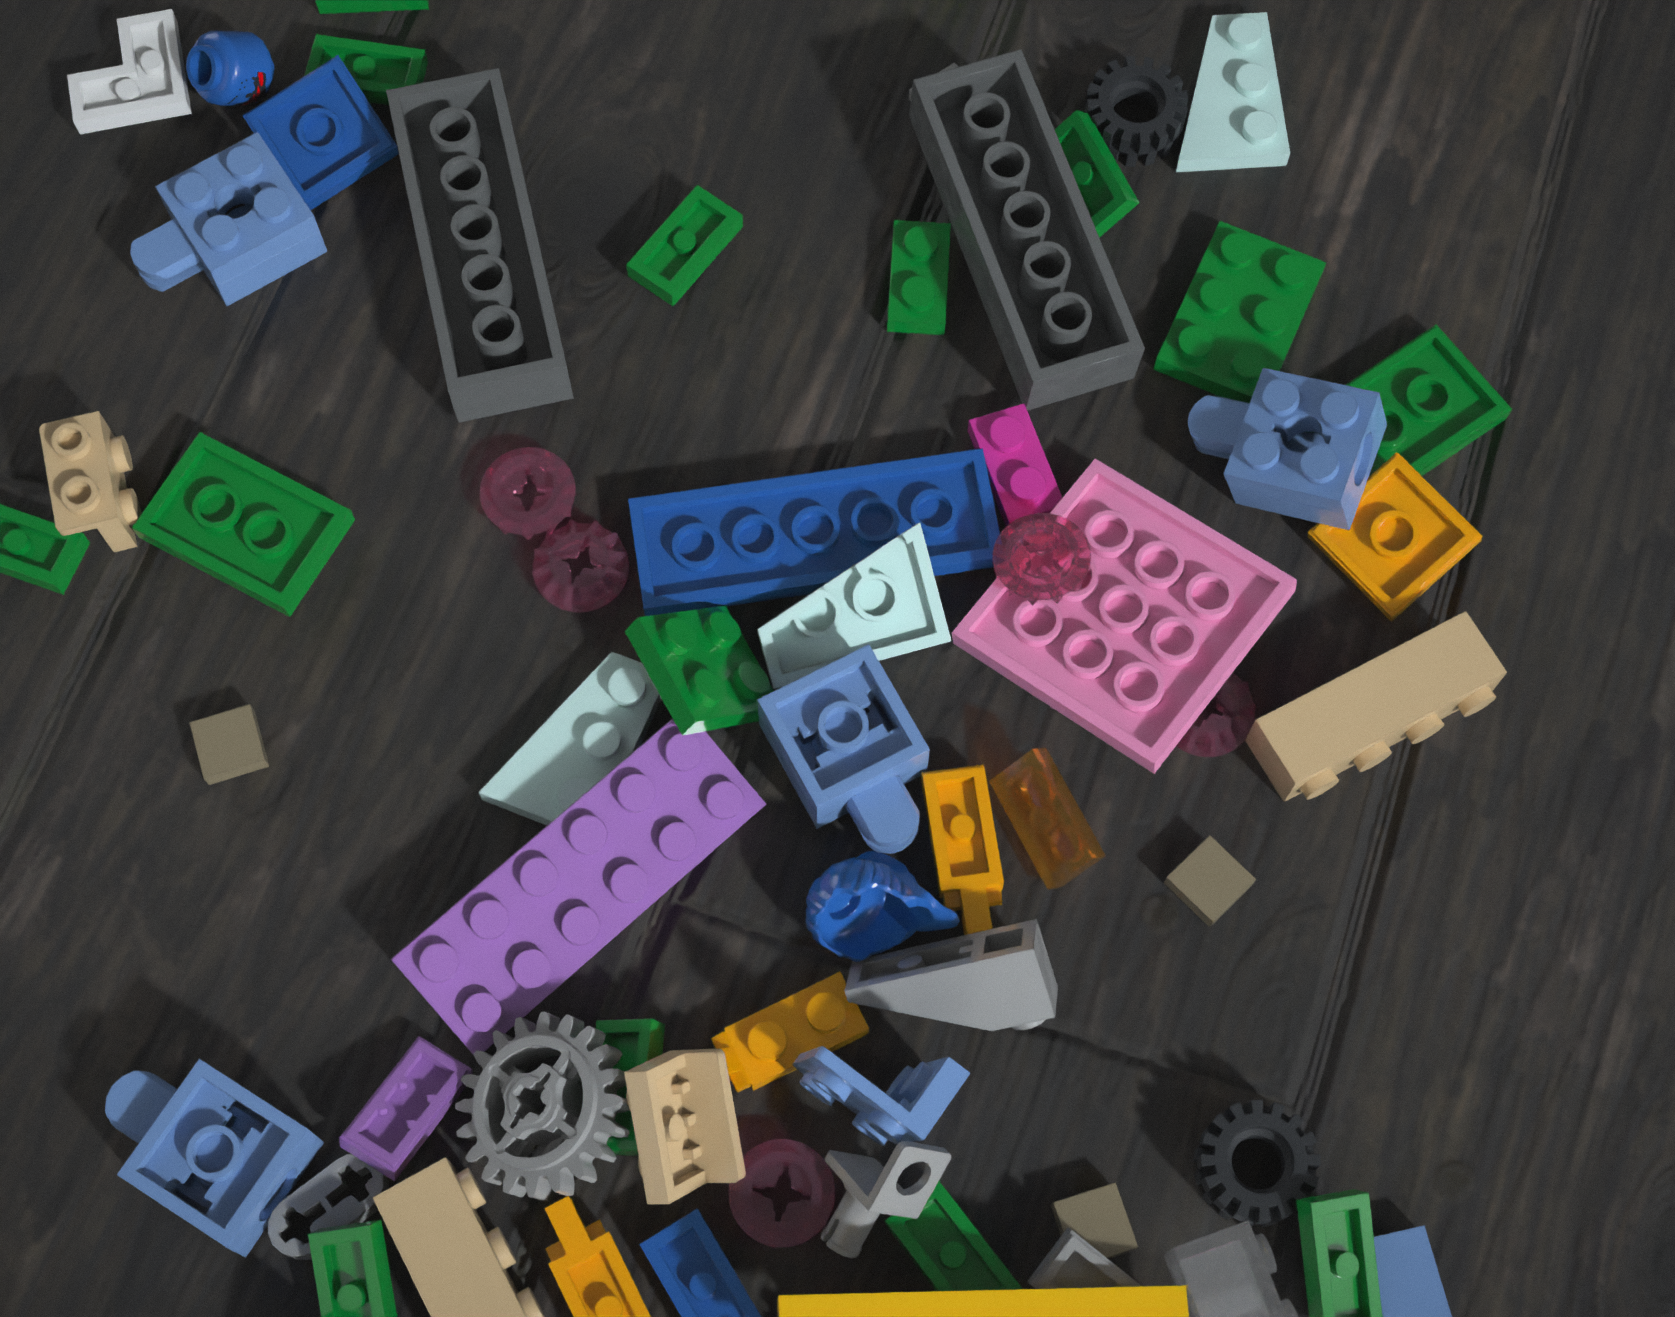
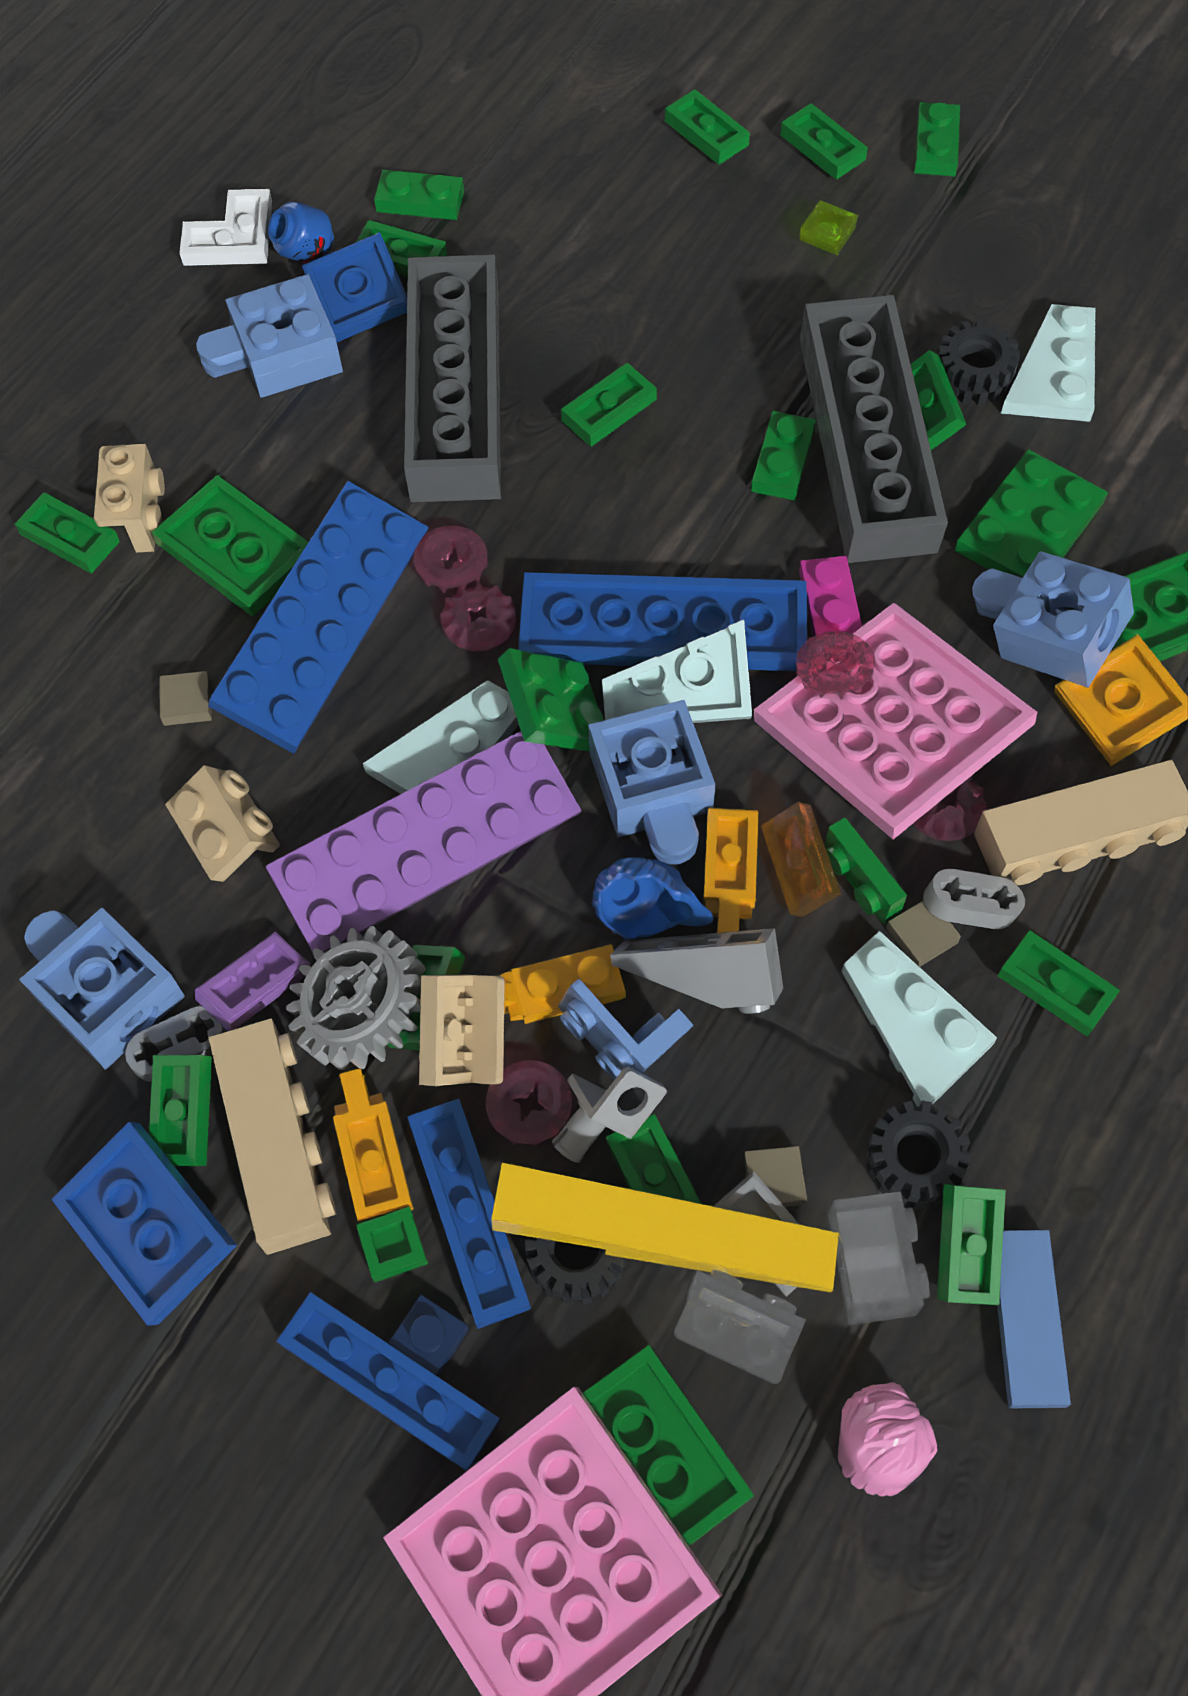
camera: 15 degrees right, 5 degrees down
(316, 903) = (221, 821): none -> tan bracket
(378, 605) = (318, 618): none -> blue plate
(1141, 835) = (872, 883): none -> green plate
(1224, 993) = (921, 1023): none -> light aqua wing
(1264, 838) = (974, 899): none -> light grey beam
(1381, 916) = (1058, 983): none -> green plate

